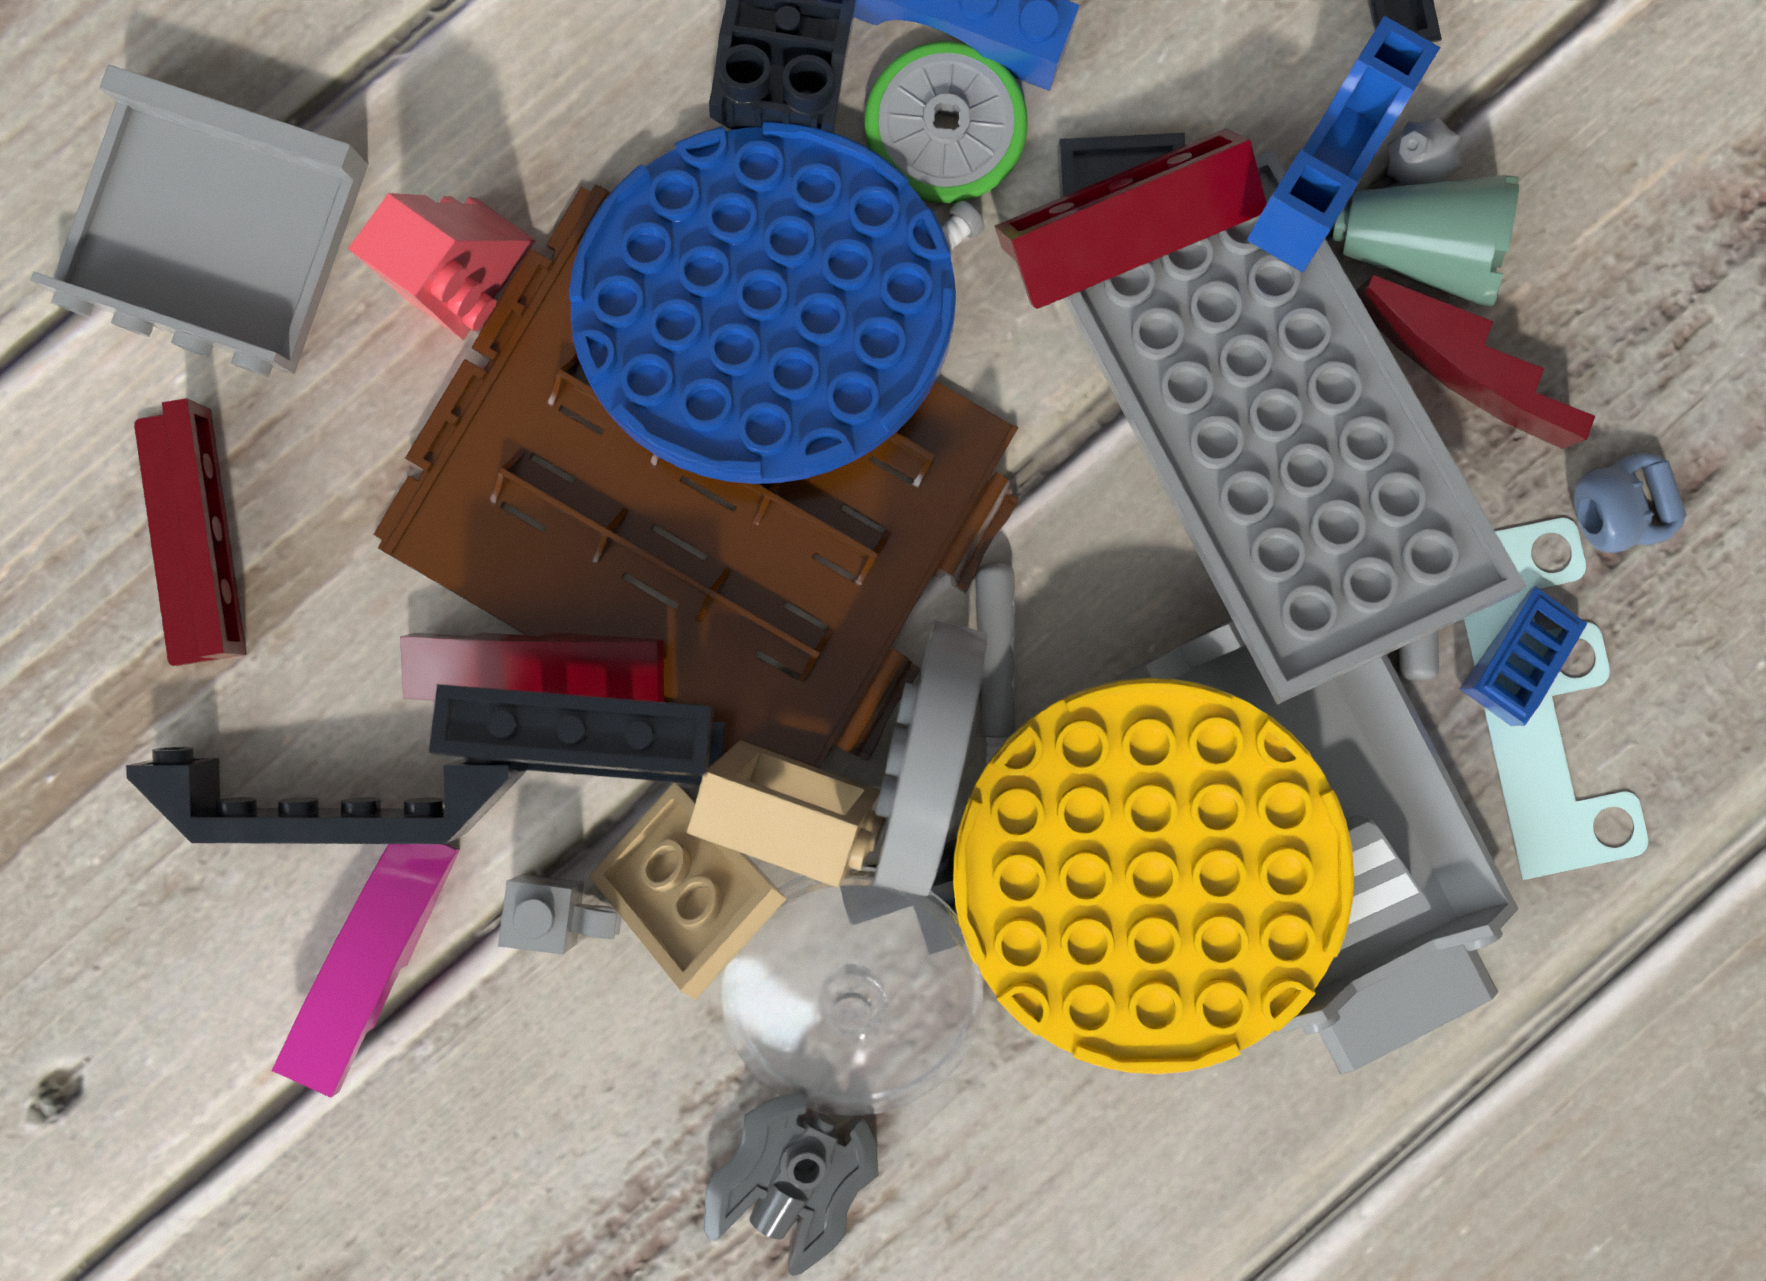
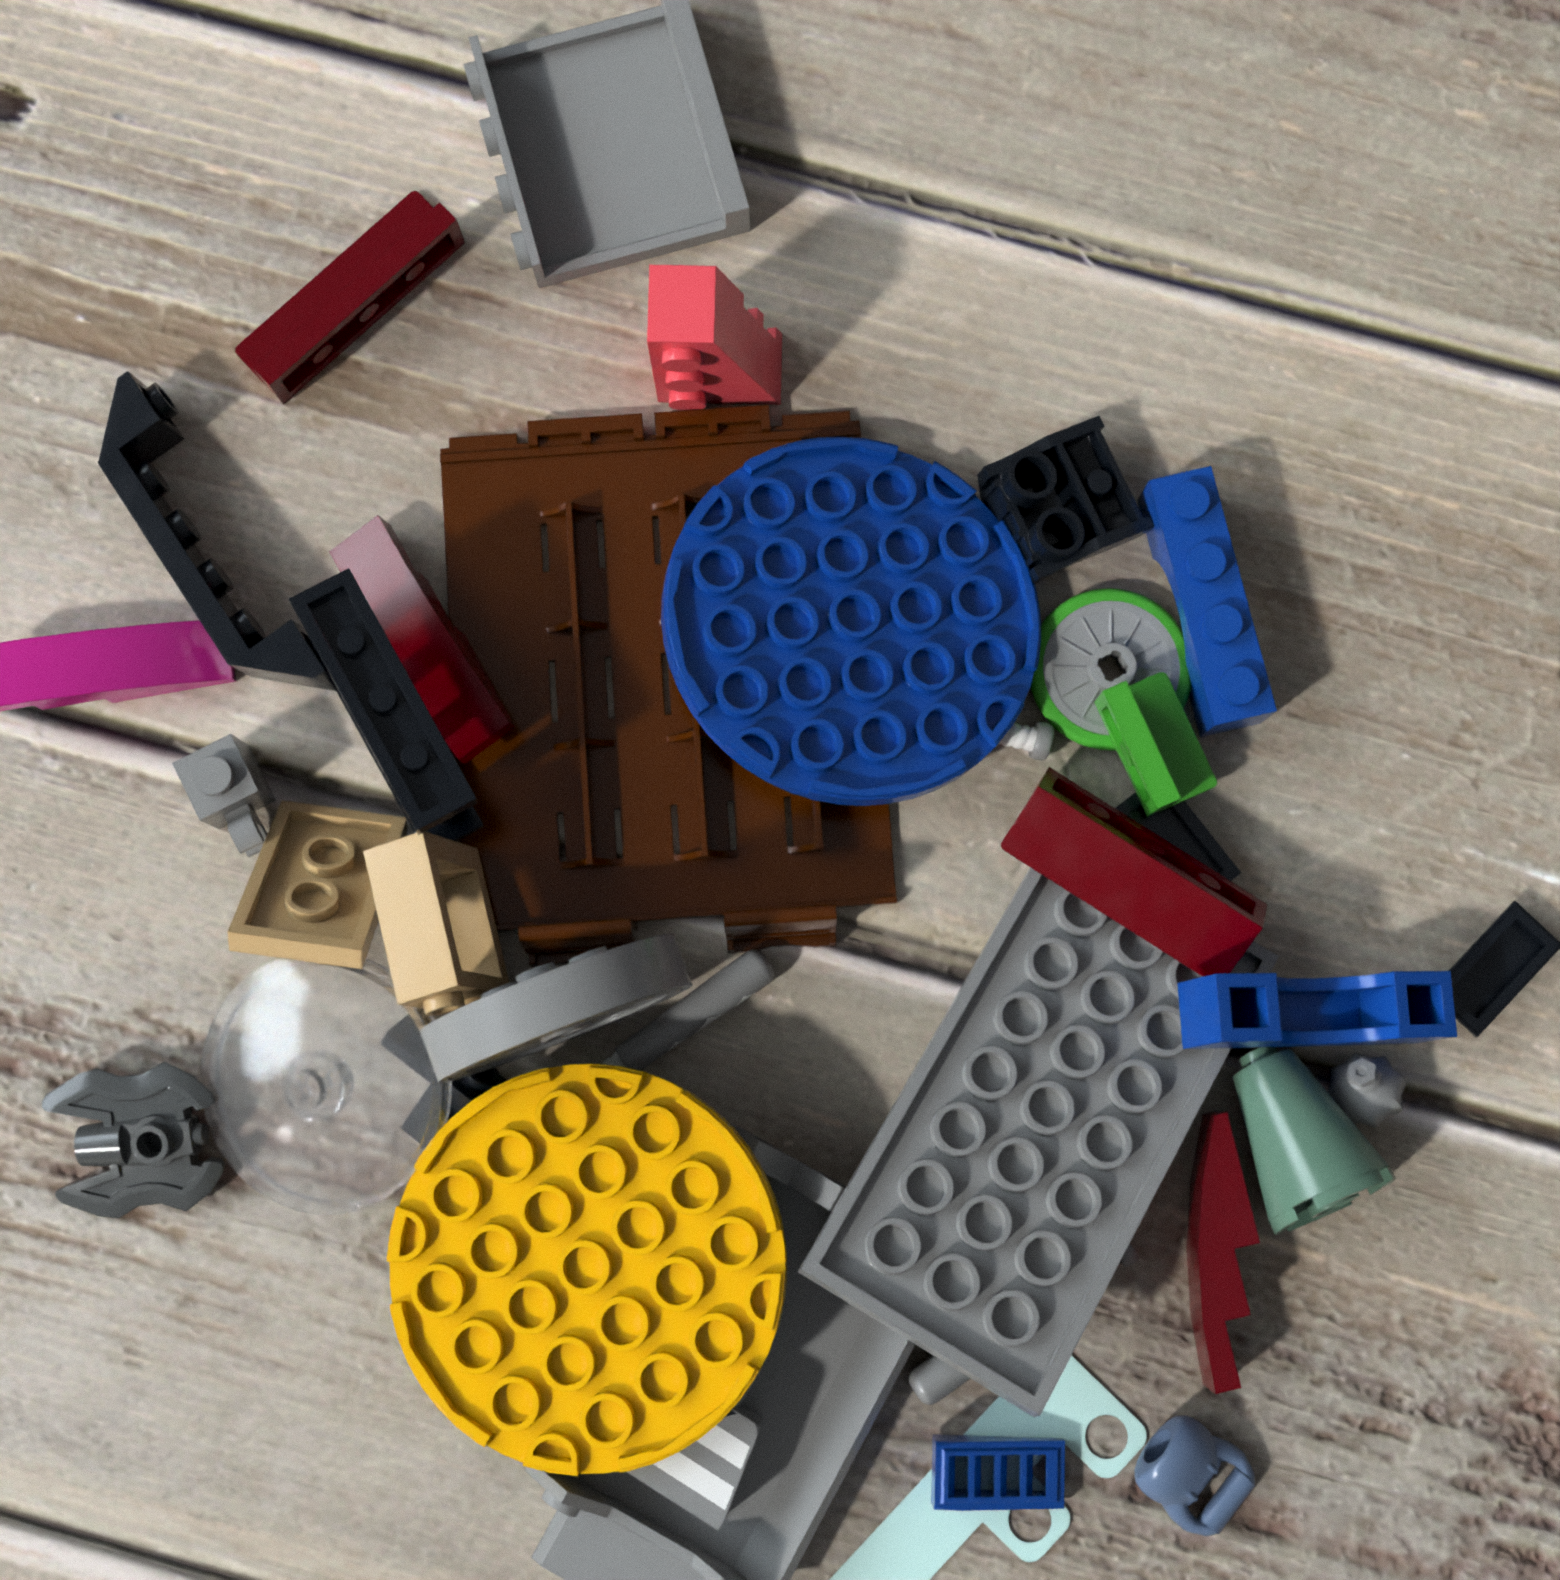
camera: 60 degrees right, 5 degrees down
(1034, 126) = (1155, 742): none -> bright green panel

